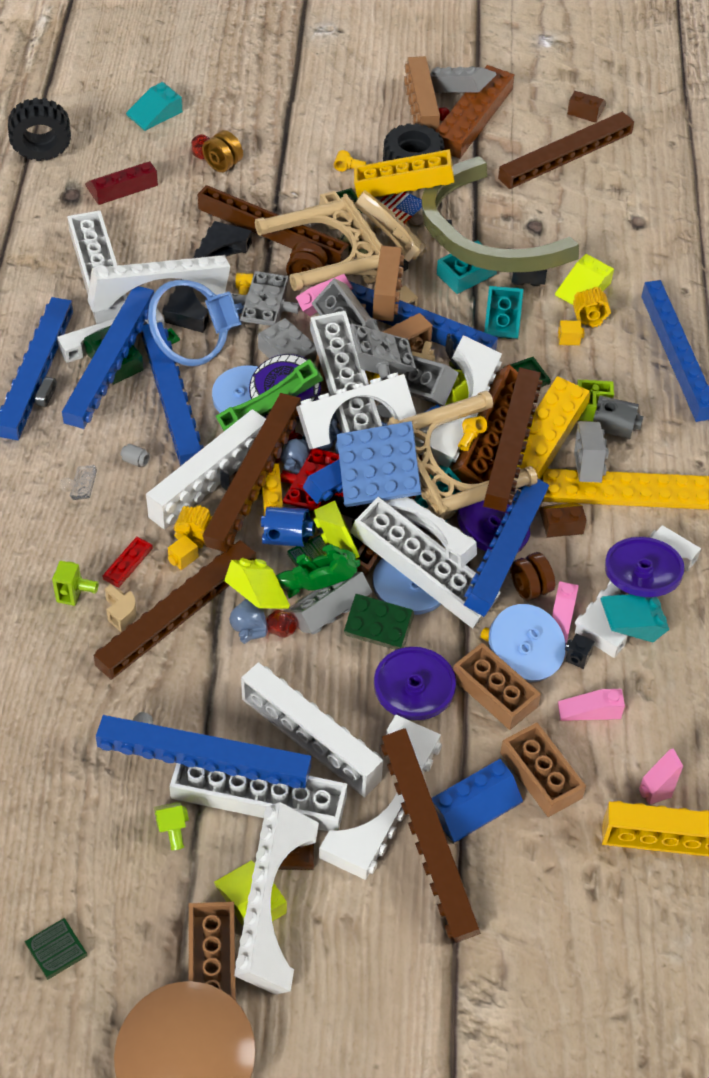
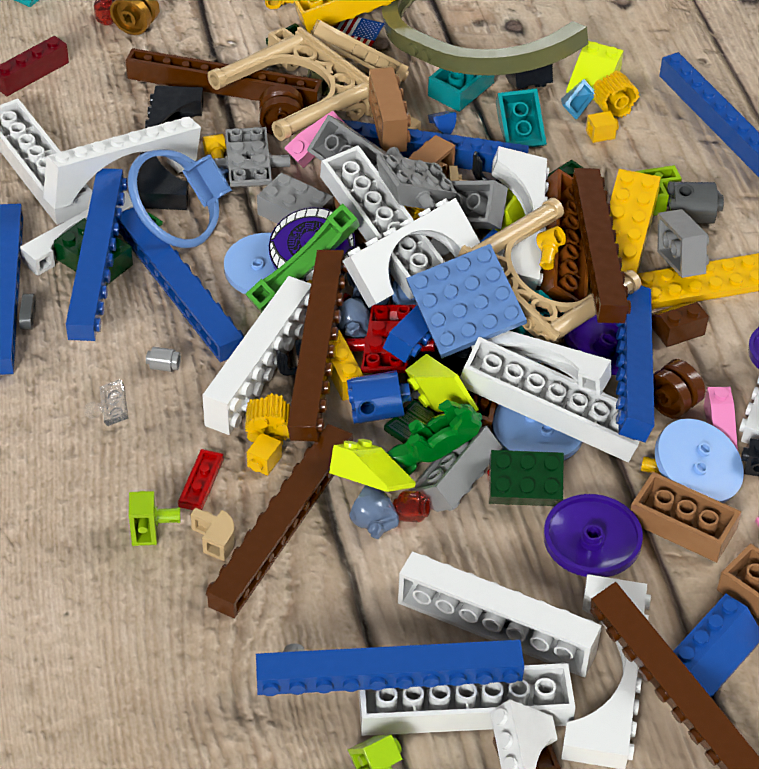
camera: 15 degrees left, 5 degrees down
(439, 300) = (444, 121): none -> blue tile
(560, 304) = (578, 98): none -> dark azure slope

